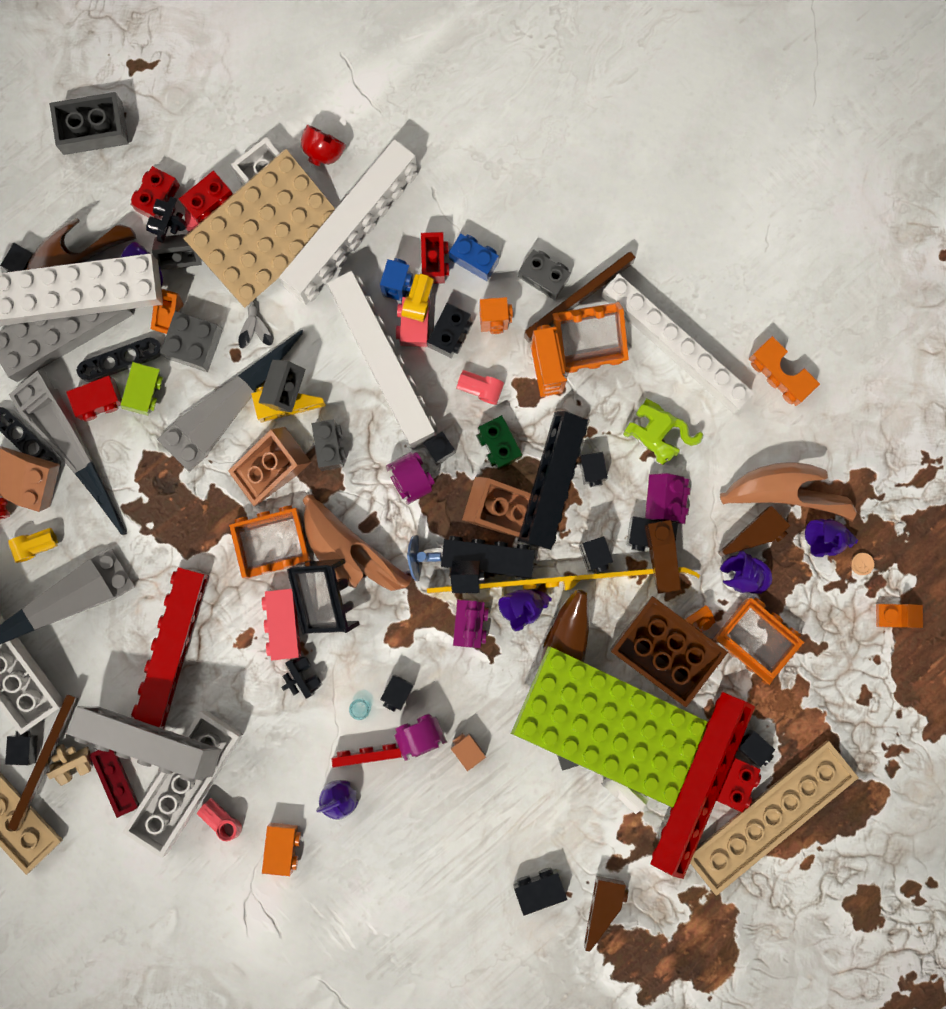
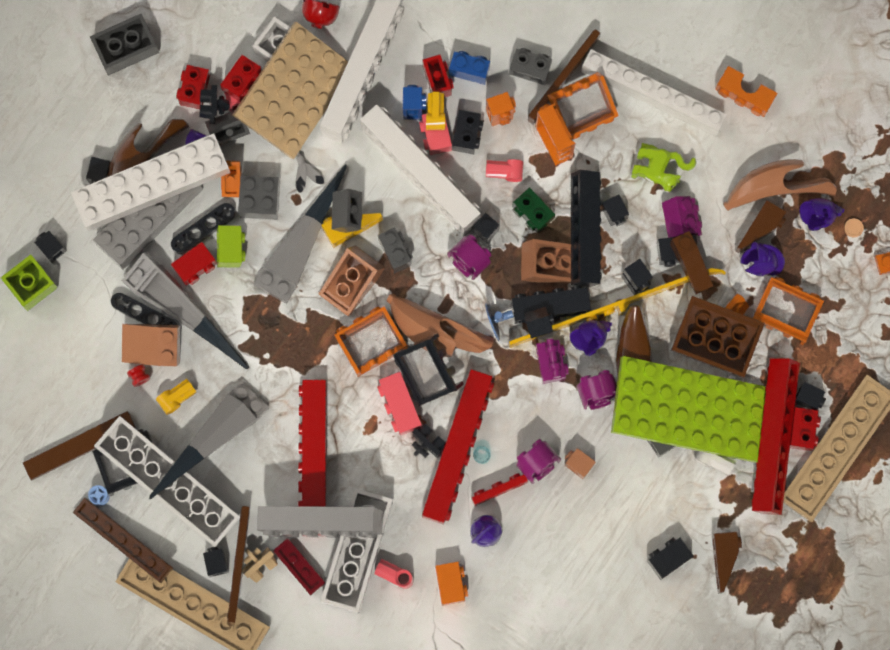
camera: 15 degrees left, 5 degrees down
(333, 693) = (457, 446): none -> red brick
(396, 693) = (508, 433): black brick -> none
(512, 674) = (597, 390): none -> magenta brick

